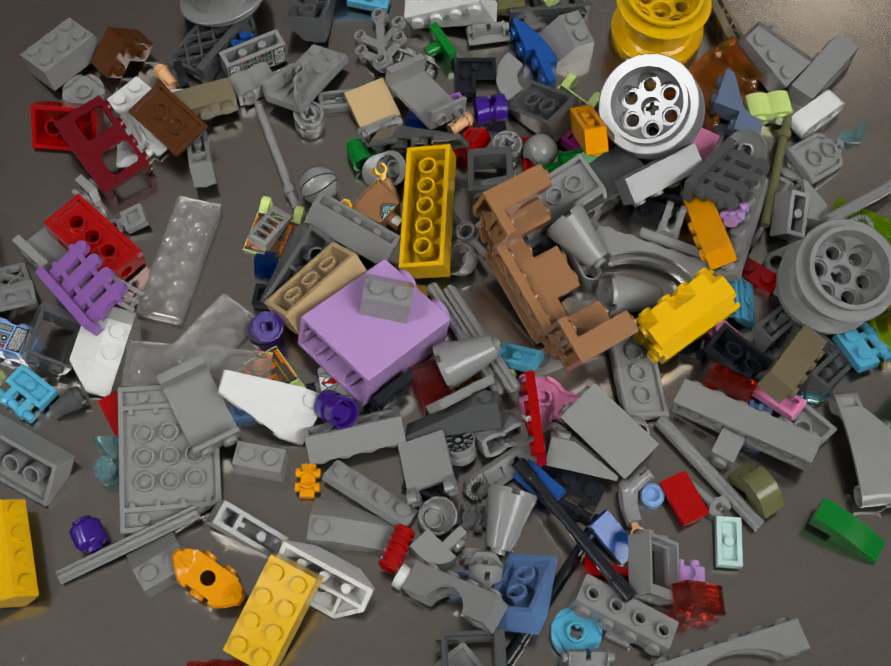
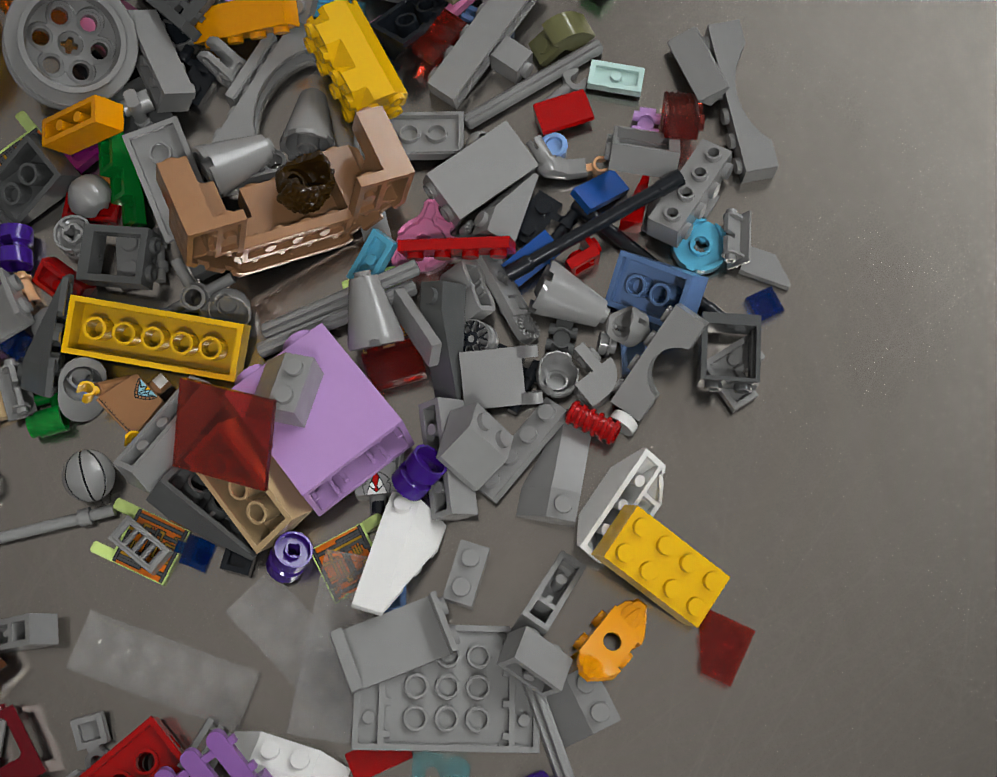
camera: 80 degrees left, 10 degrees up
(189, 516) = (535, 661): none -> light grey brick
(308, 484) = (500, 522): light orange piece -> none
(347, 257) = (224, 433): none -> clear red piece
(363, 449) = (473, 445): none -> light grey slope
(393, 390) = (395, 396): black plate -> none
(545, 528) = (581, 261): none -> red bracket
(568, 296) = (305, 183): none -> dark brown hair
(612, 166) = (138, 105): none -> light grey plate
(753, 613) = (698, 66): none -> light grey slope

